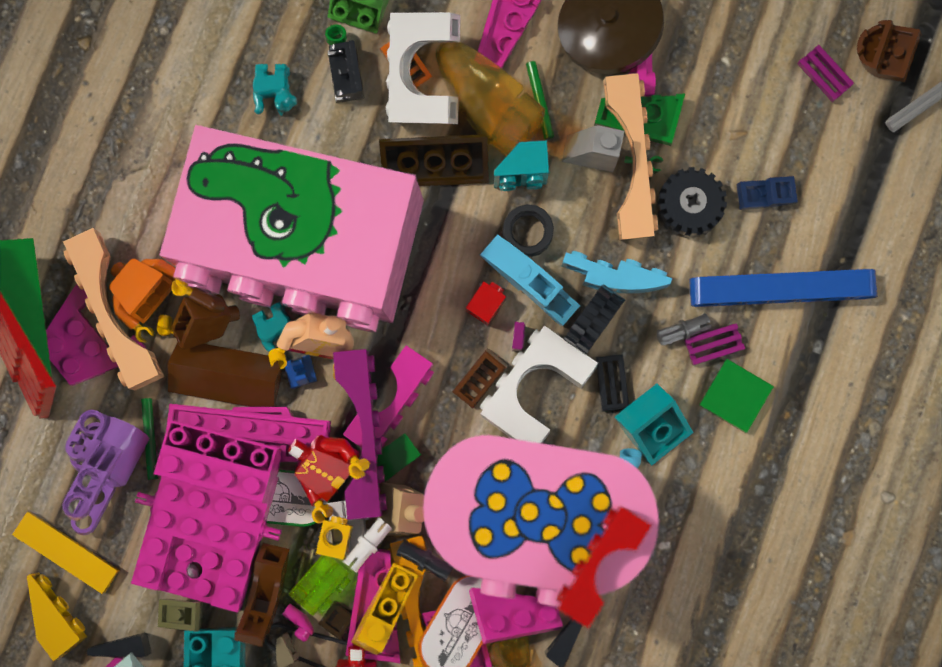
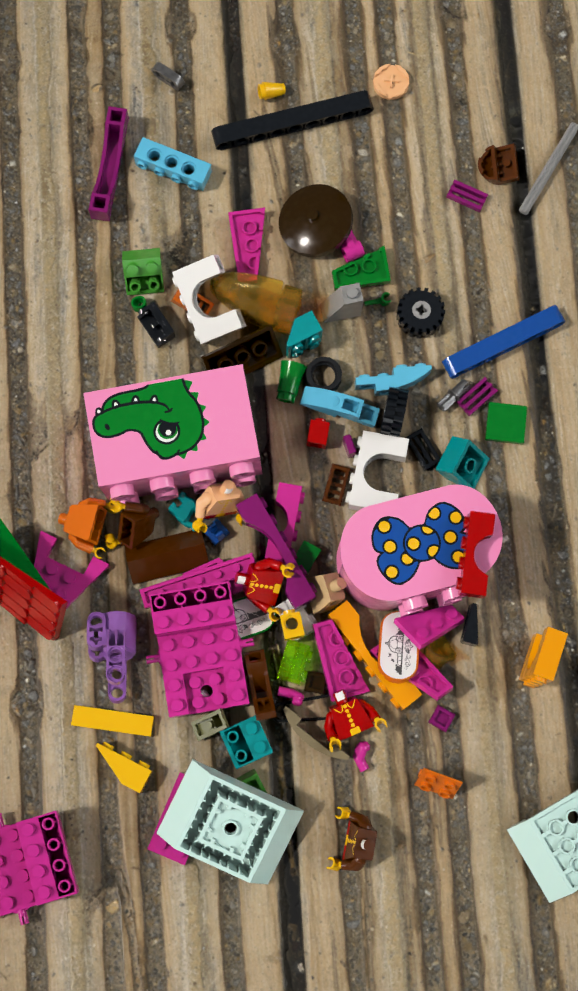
camera: 35 degrees left, 5 degrees down
(91, 261) = (103, 570): light nougat arch -> none
(134, 644) = (179, 765): black slope -> none
(148, 428) = (140, 630): green bar -> none
(272, 86) = (112, 354): teal animal -> none
(367, 544) = (315, 619): white pin -> none
(384, 610) = (345, 658): yellow slope -> none
(424, 560) = (357, 613): black pin -> none
(480, 219) = (289, 380): none -> green plant
(539, 97) = (281, 276): green bar -> none
(624, 101) = (348, 265): light nougat arch -> none
(766, 193) = (465, 287): dark blue slope -> none

